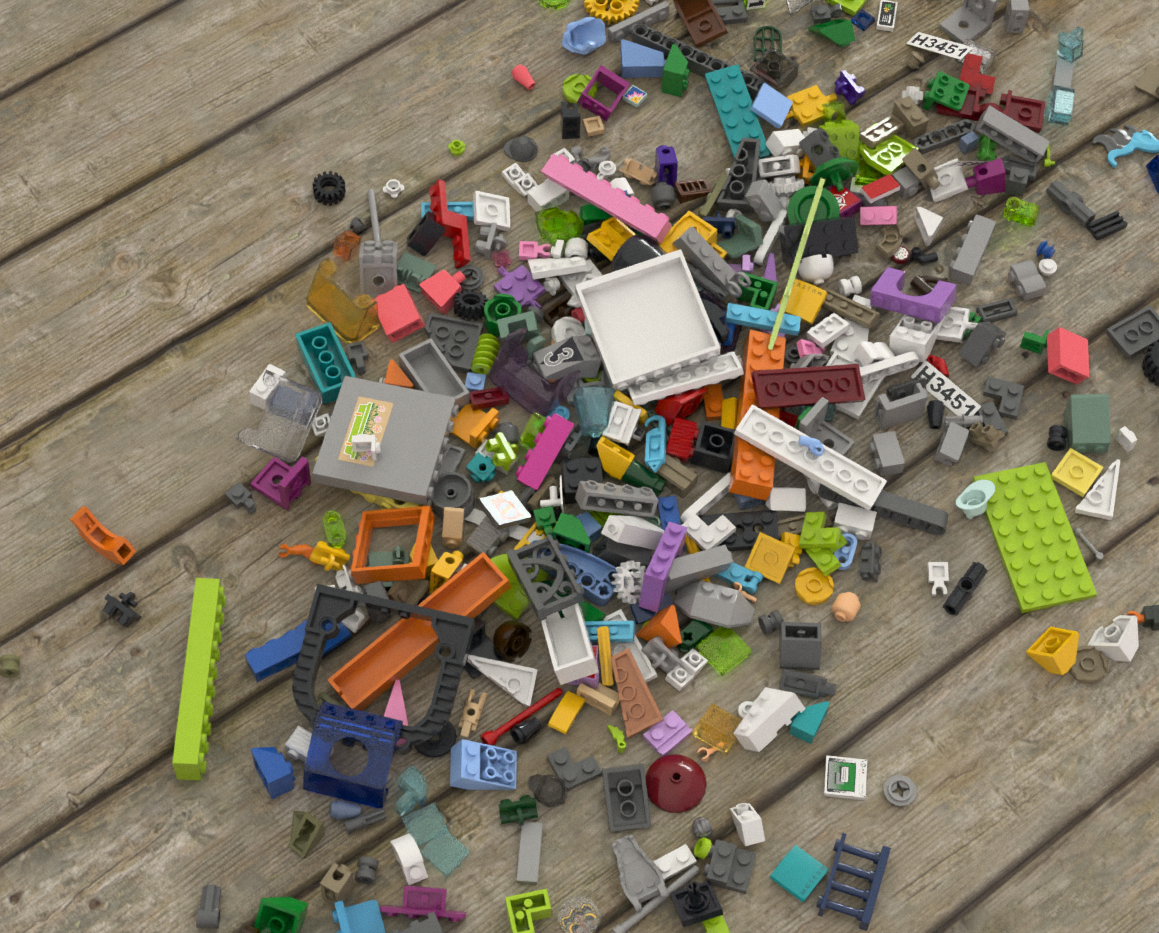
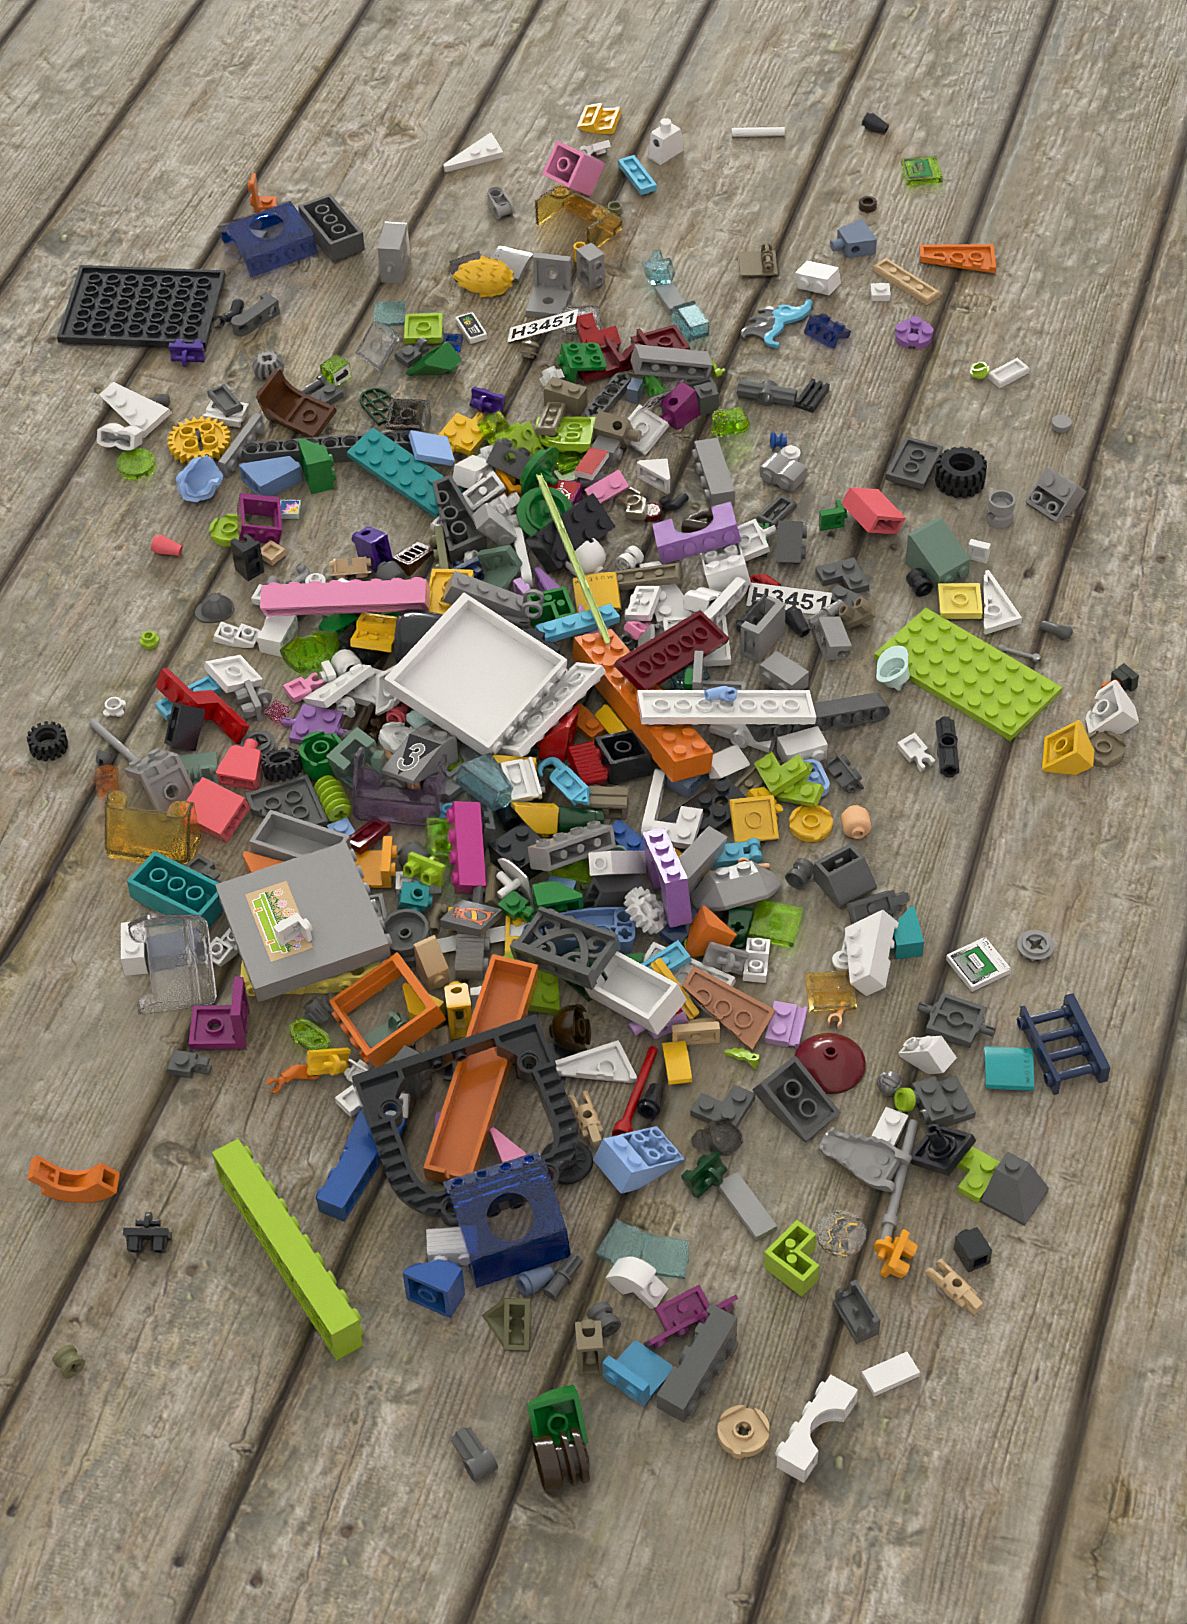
camera: 30 degrees left, 10 degrees down
(352, 513) = (317, 1010): none -> dark grey gear
(415, 789) = (587, 1215): clear light blue brick -> none
(791, 810) = (956, 1019): none -> dark grey plate
(1131, 540) = (1060, 631): none -> dark grey arm

